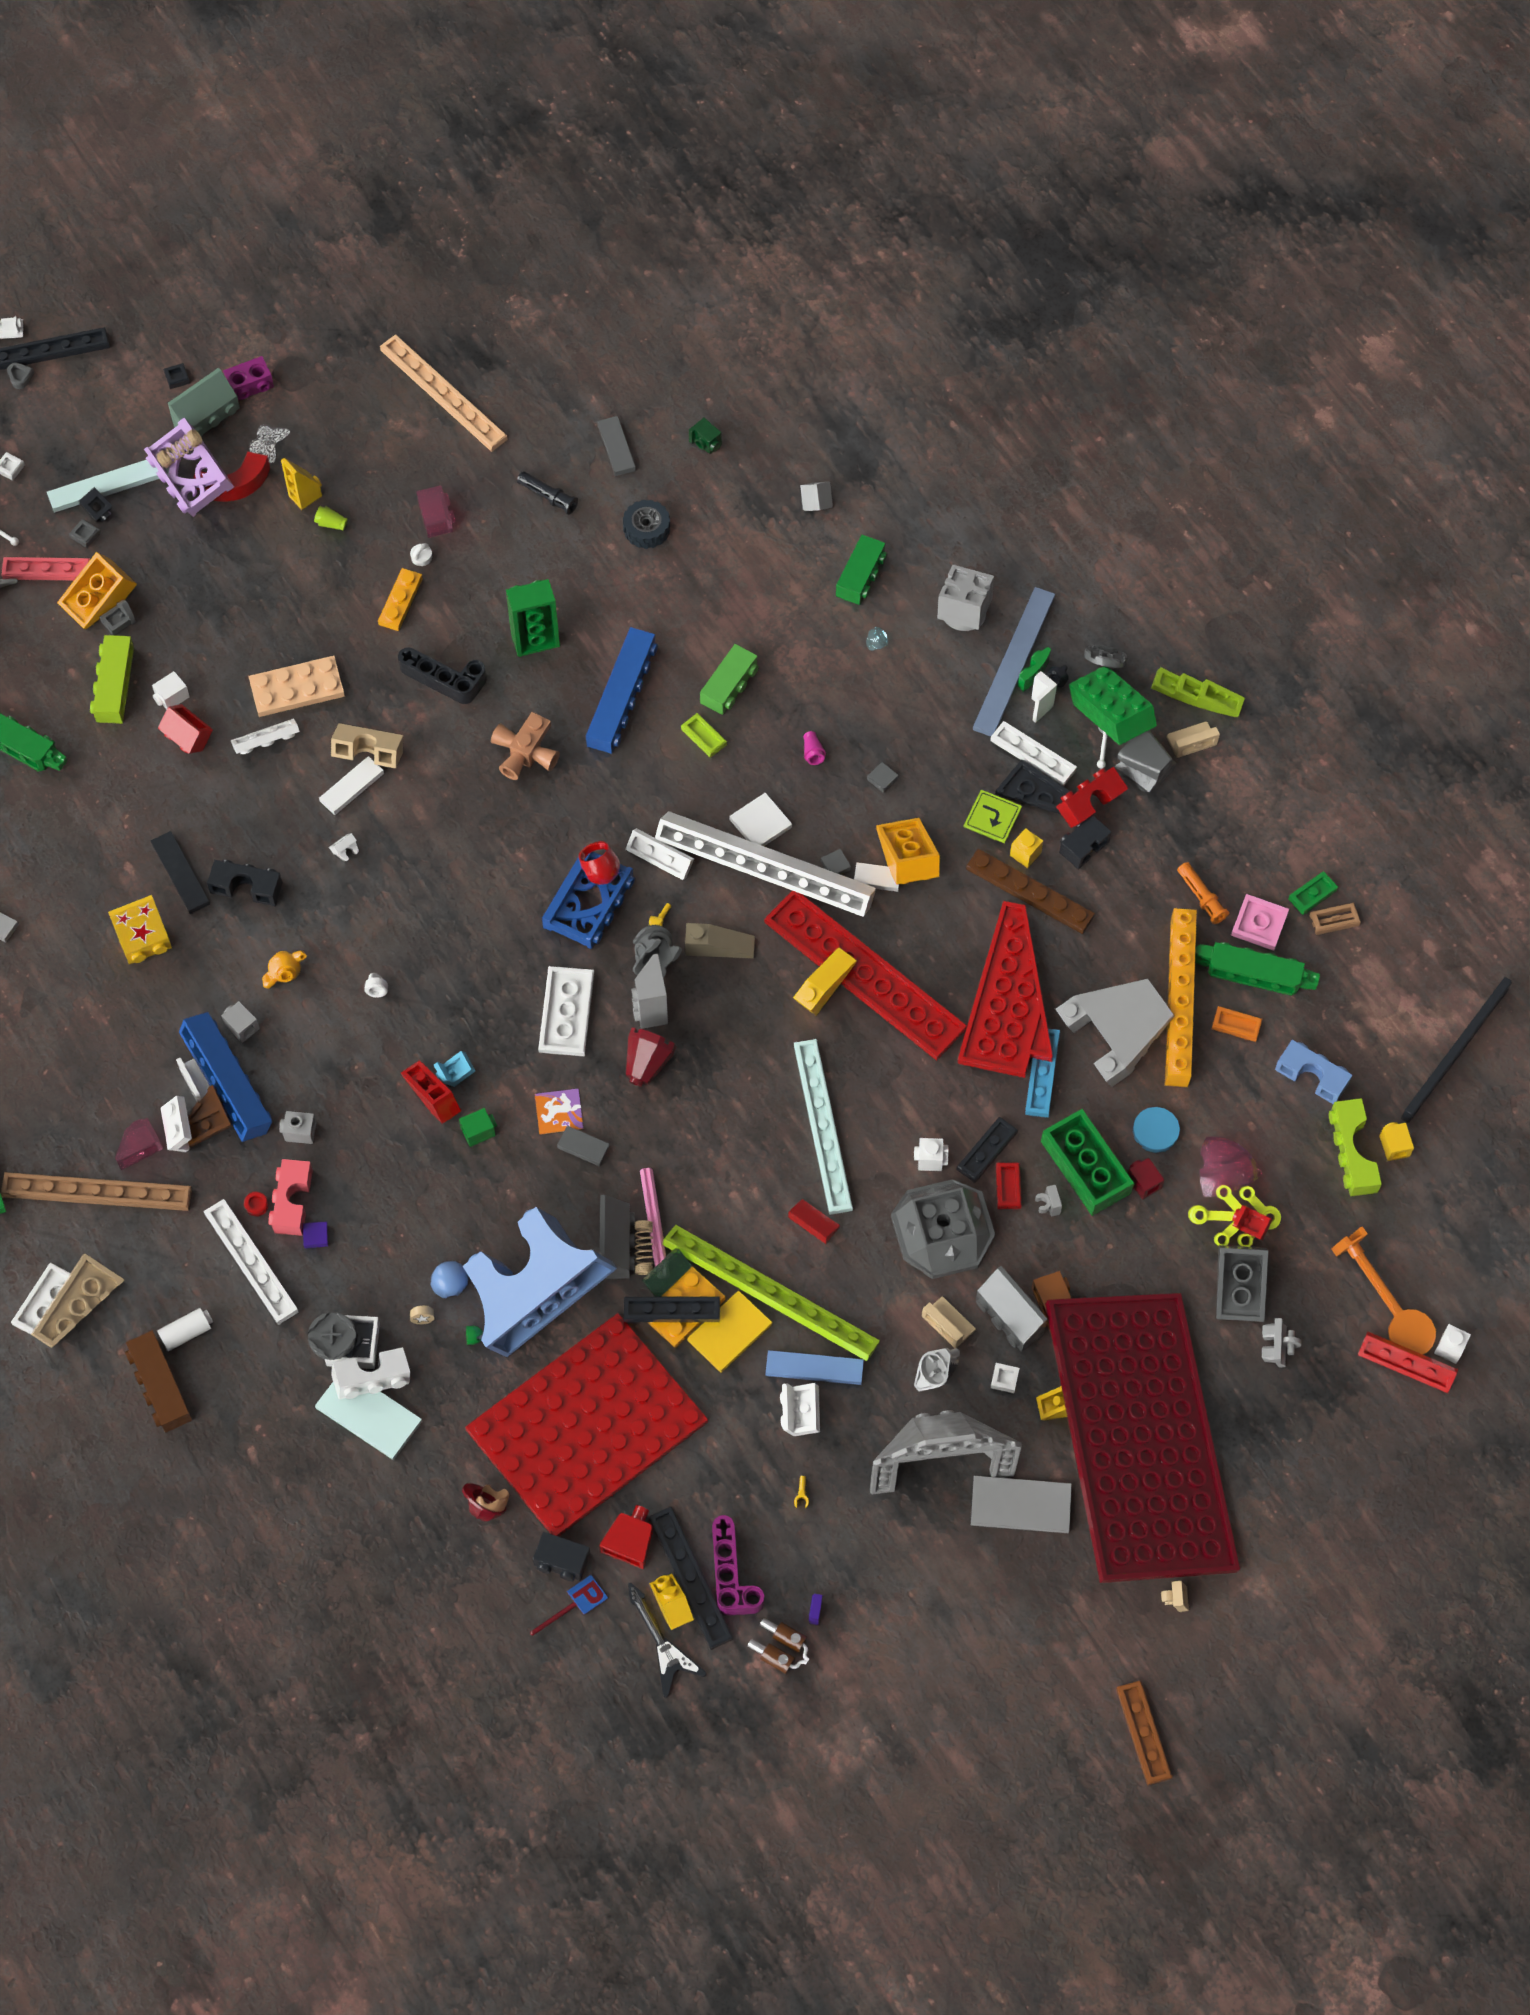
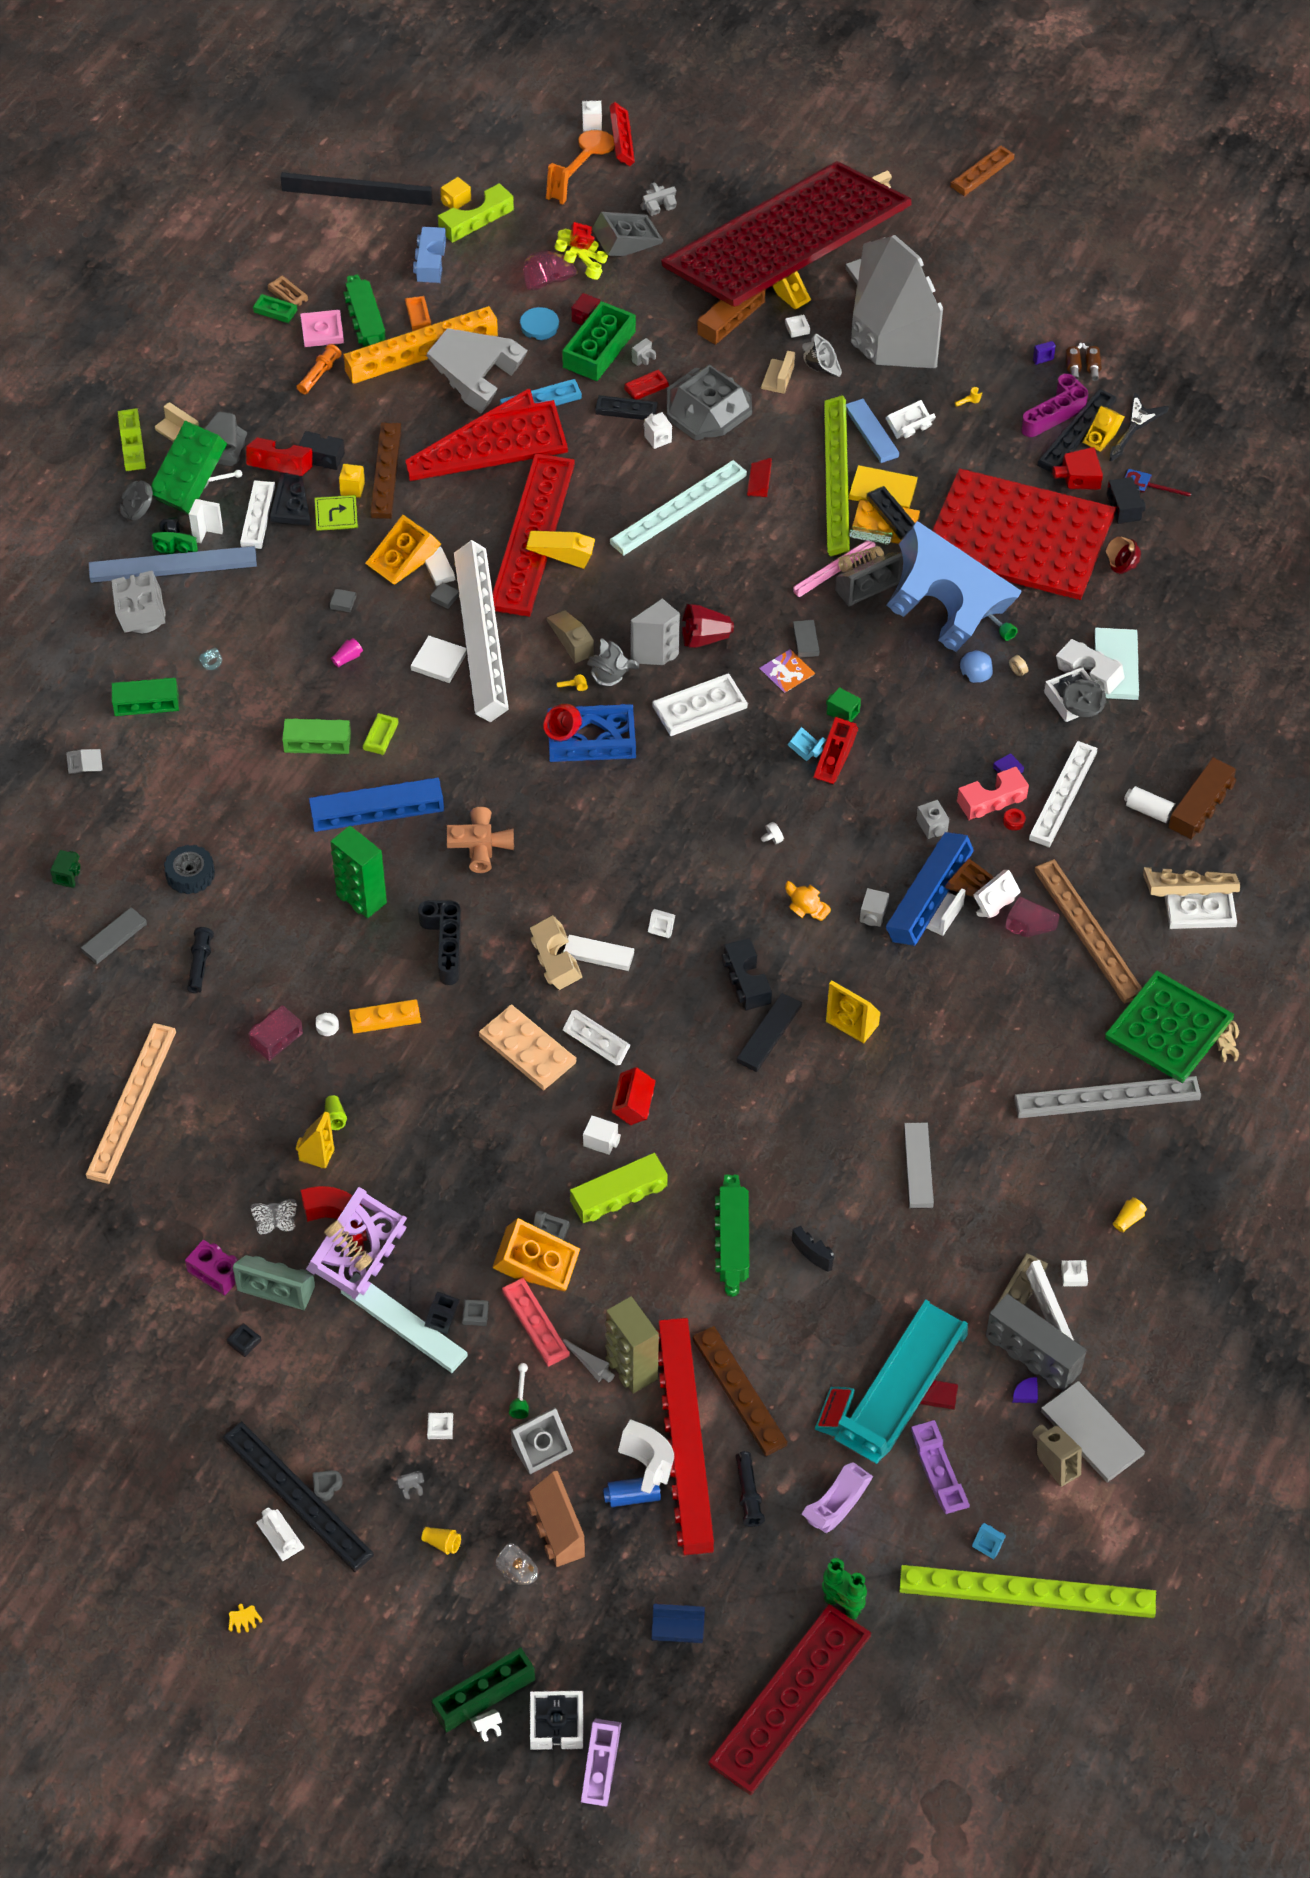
camera: 120 degrees left, 10 degrees down
(659, 854) = (518, 705): white plate -> none
(1011, 1310) = (746, 335): slope -> none

